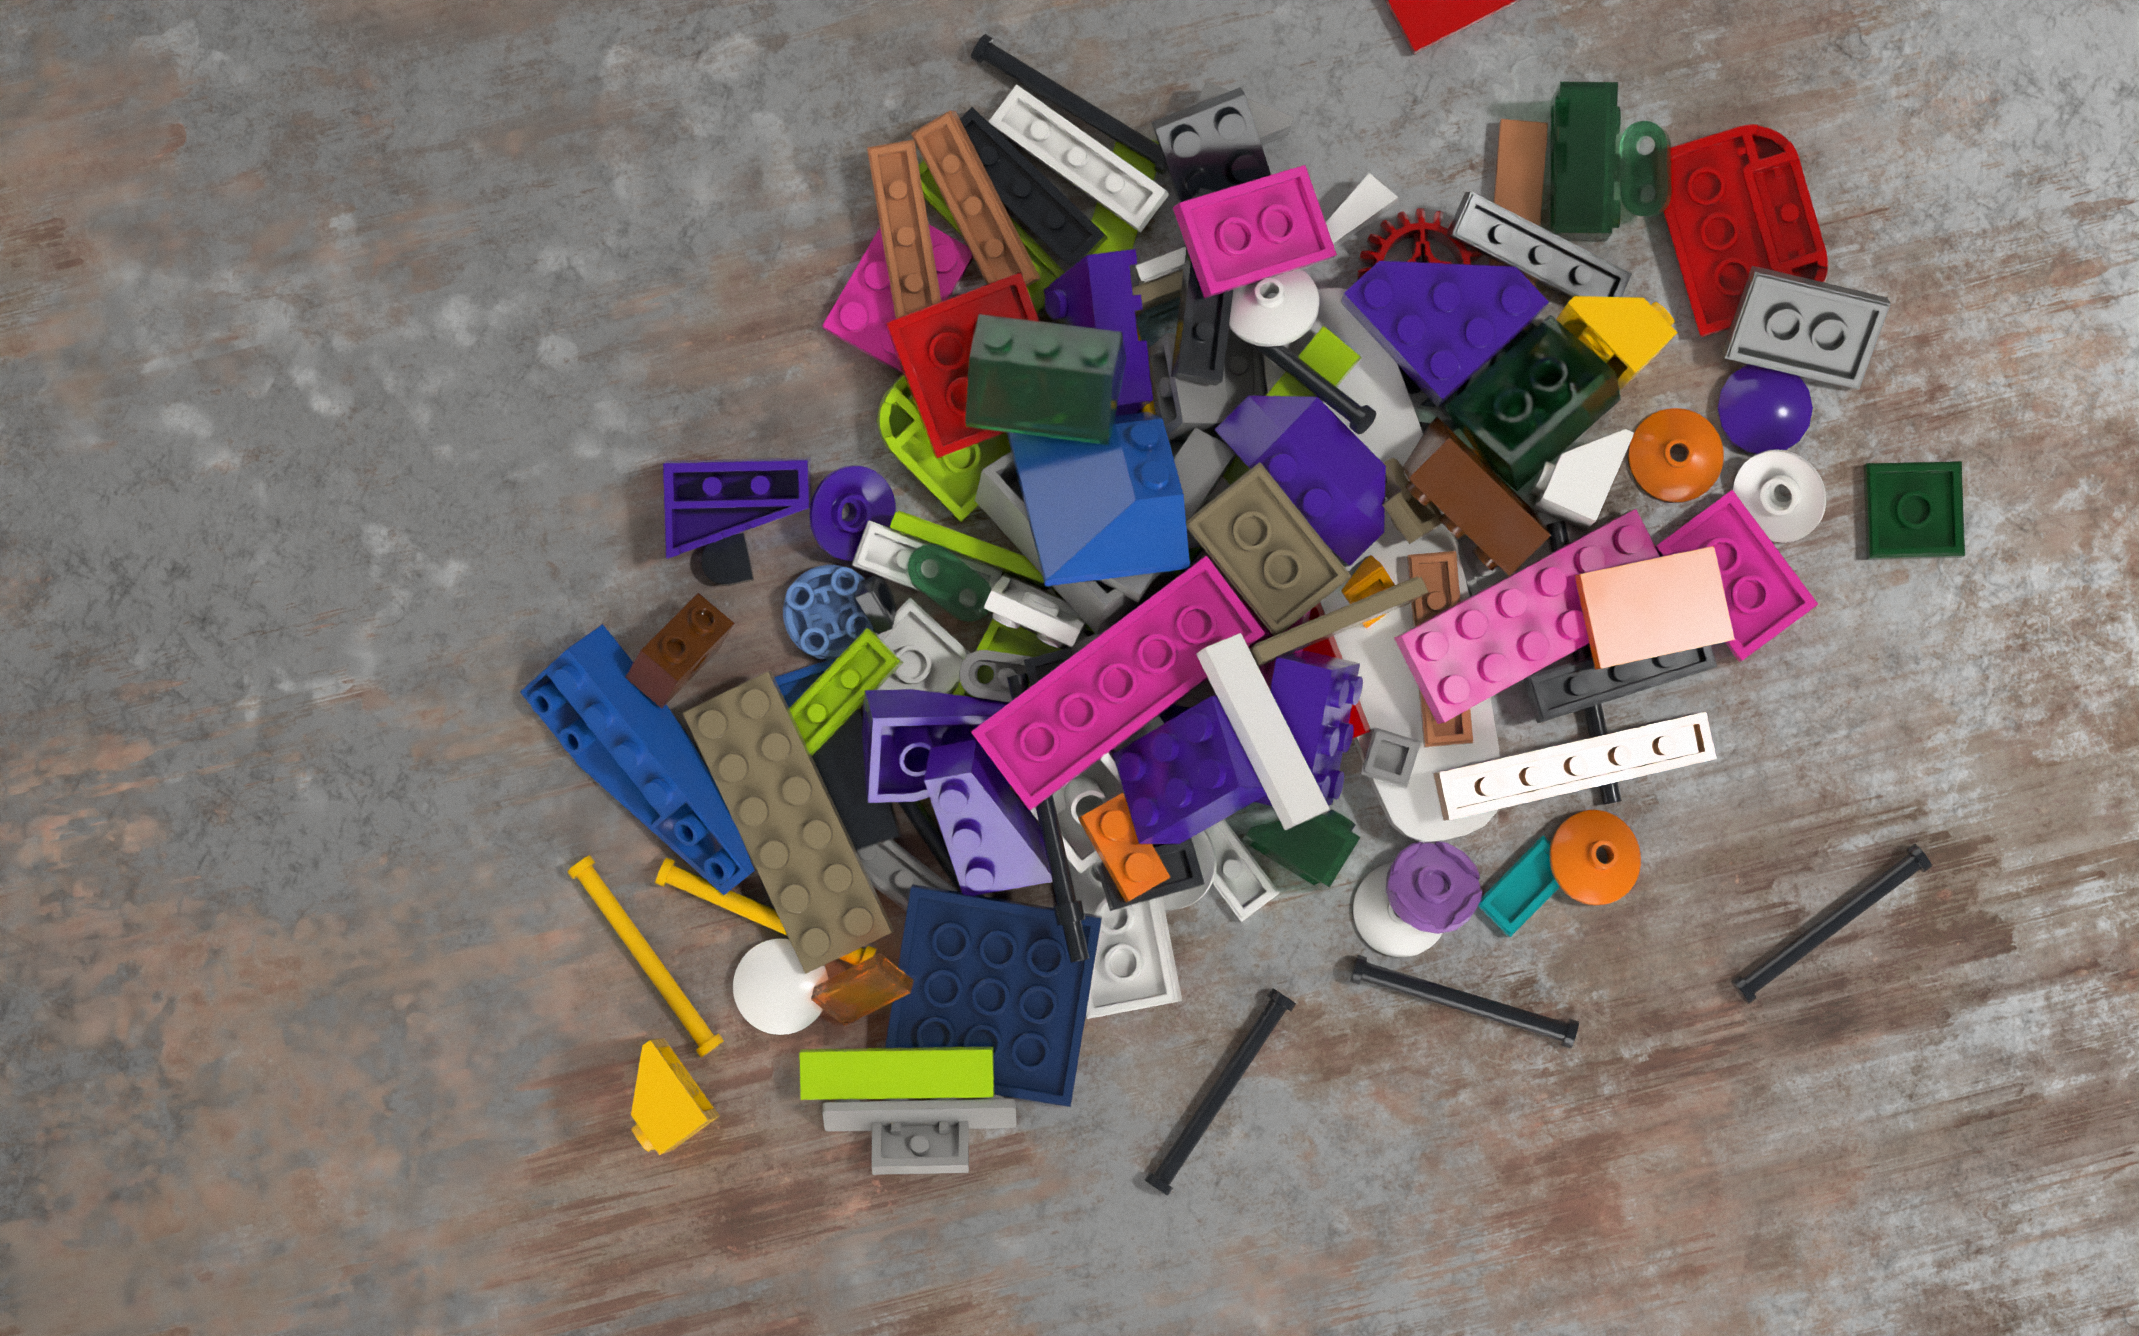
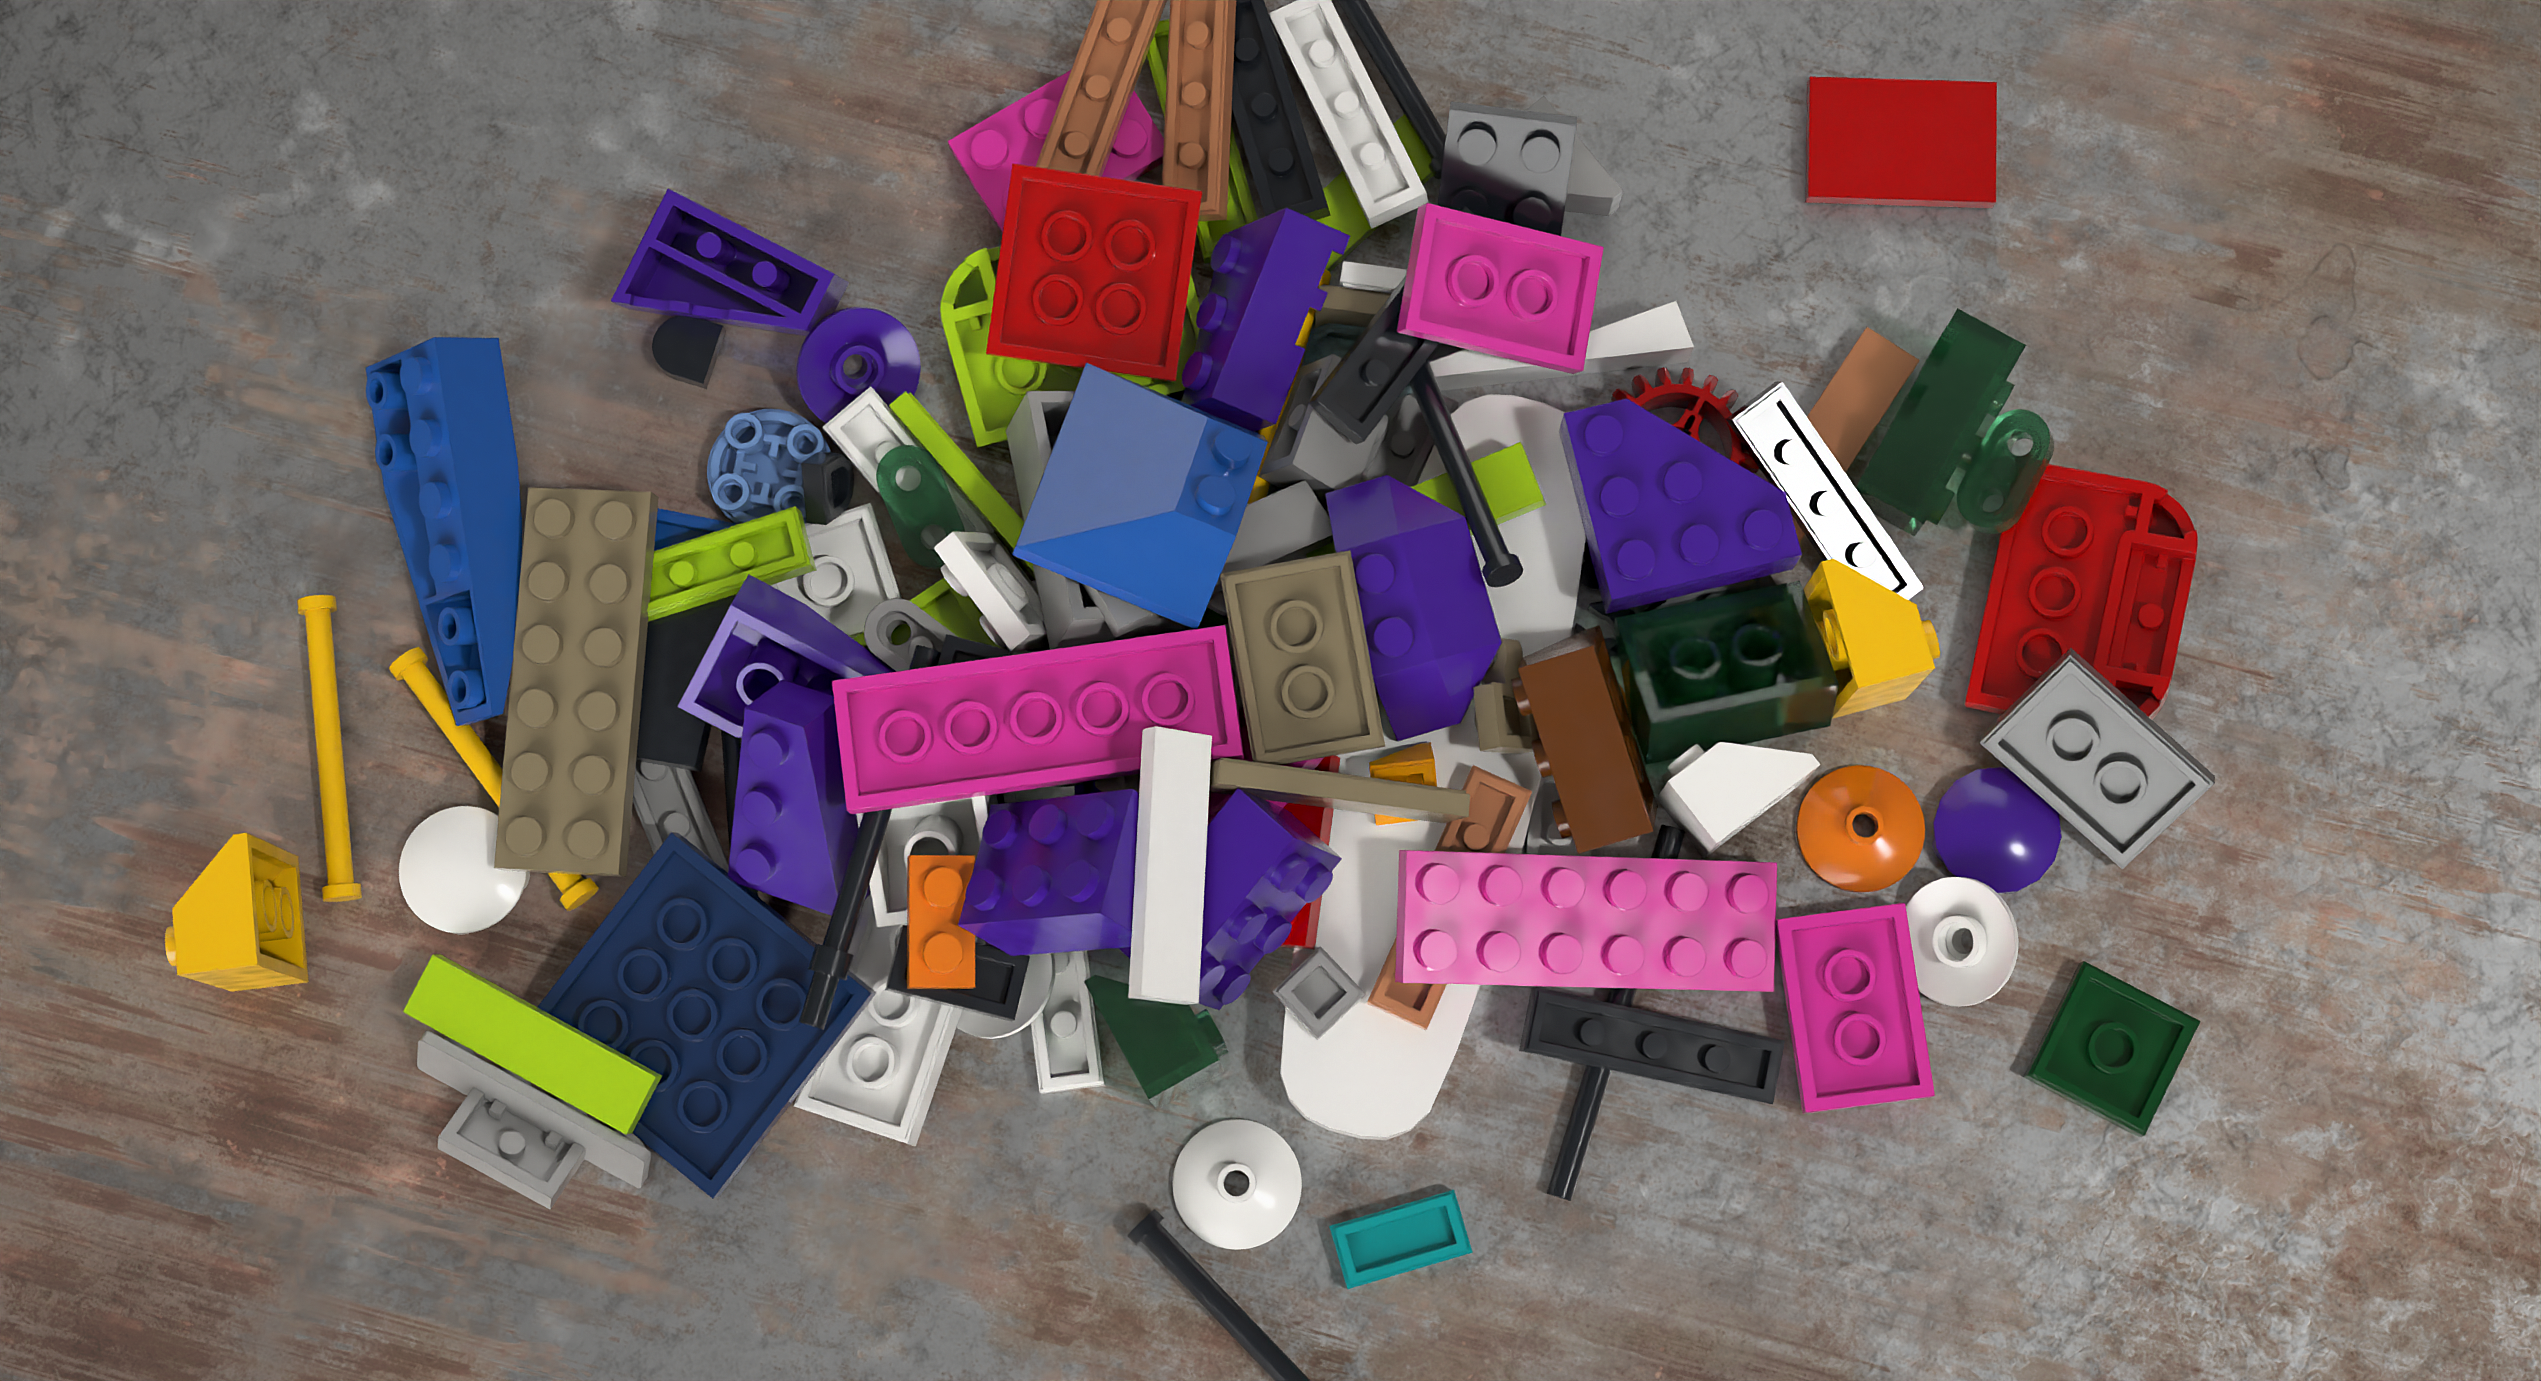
camera: 30 degrees right, 5 degrees down
(679, 650) = (566, 414): reddish brown brick -> none
(862, 989) = (548, 922): clear orange tile -> none
(1044, 379) = (1154, 320): clear green slope -> none
(1220, 1091) = (899, 1281): black bar -> none
(1275, 319) = (1474, 404): white dish -> none
(1433, 887) = (1288, 1177): medium lavender tile -> none
(1574, 766) = (1533, 1125): plate -> none
(1575, 859) = (1472, 1250): orange dish -> none
(1654, 607) = (1733, 989): tile -> none

